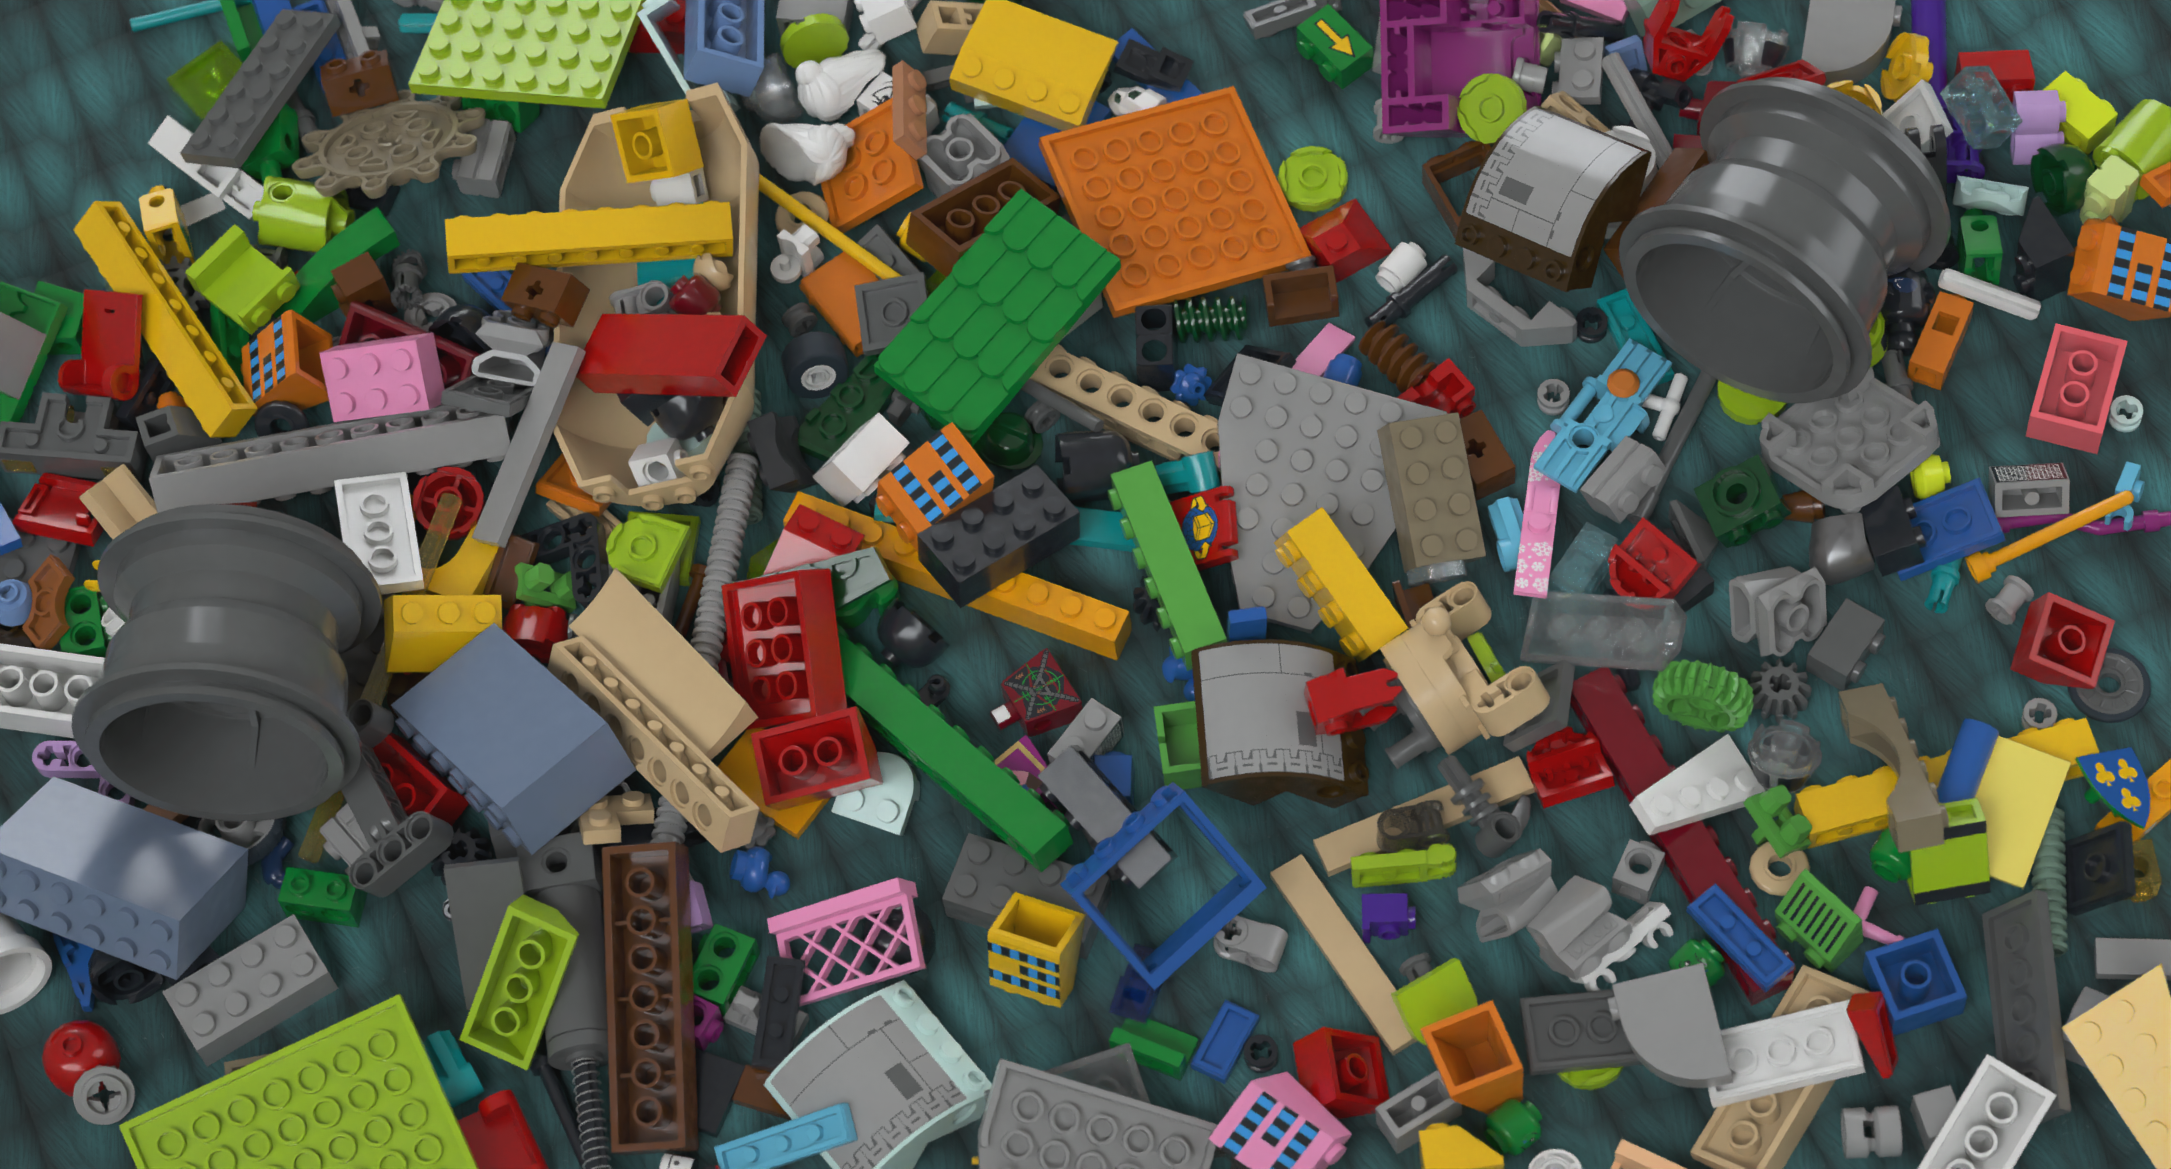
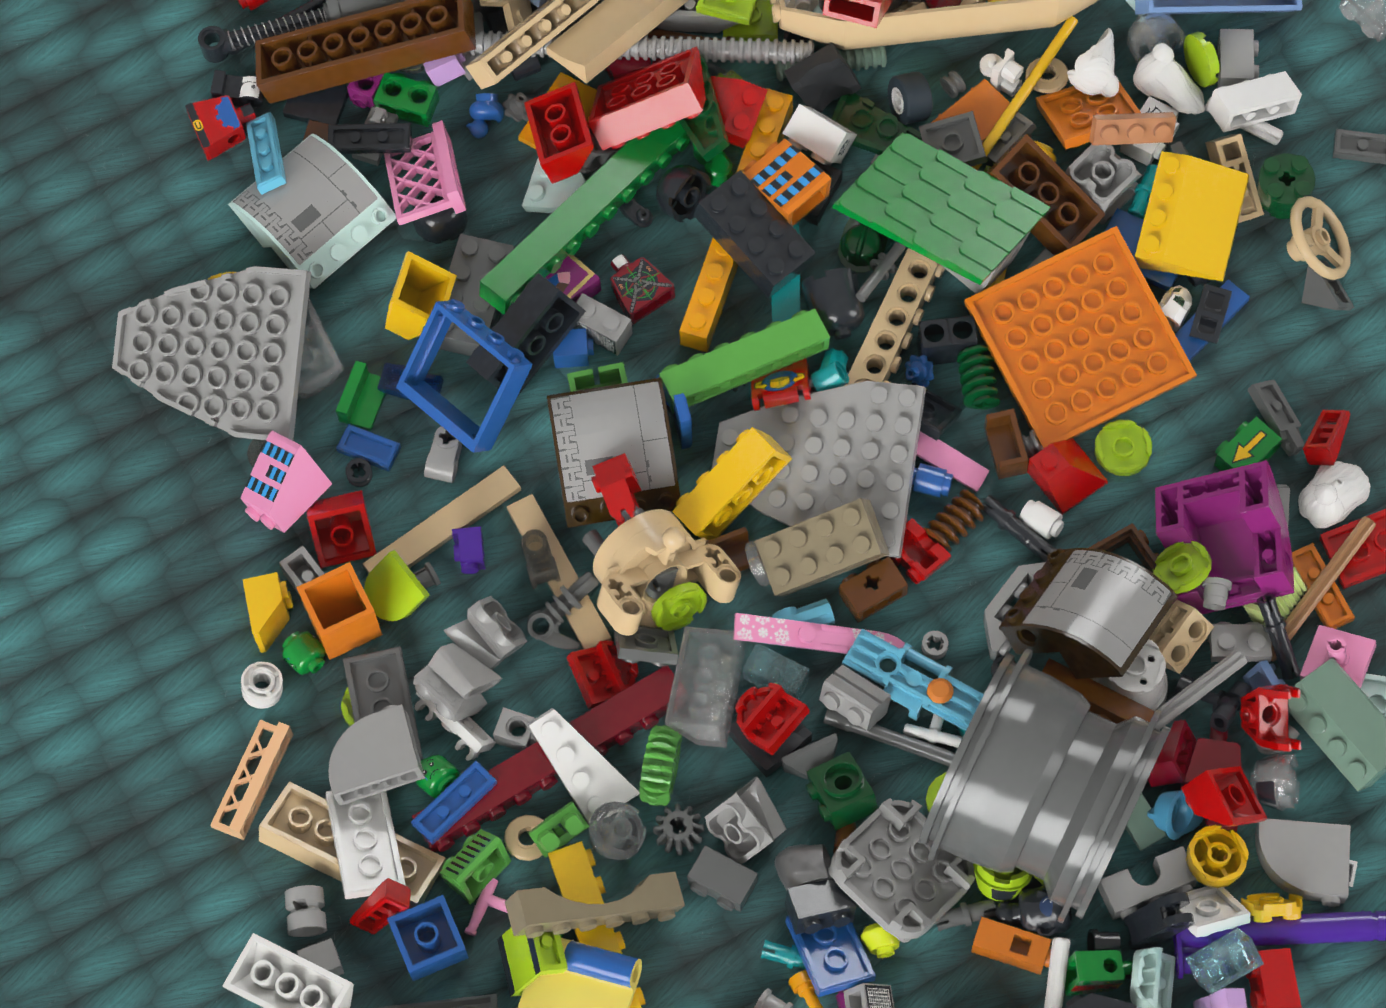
camera: 80 degrees right, 5 degrees up
(1403, 866) = (513, 561): lime hinge -> none

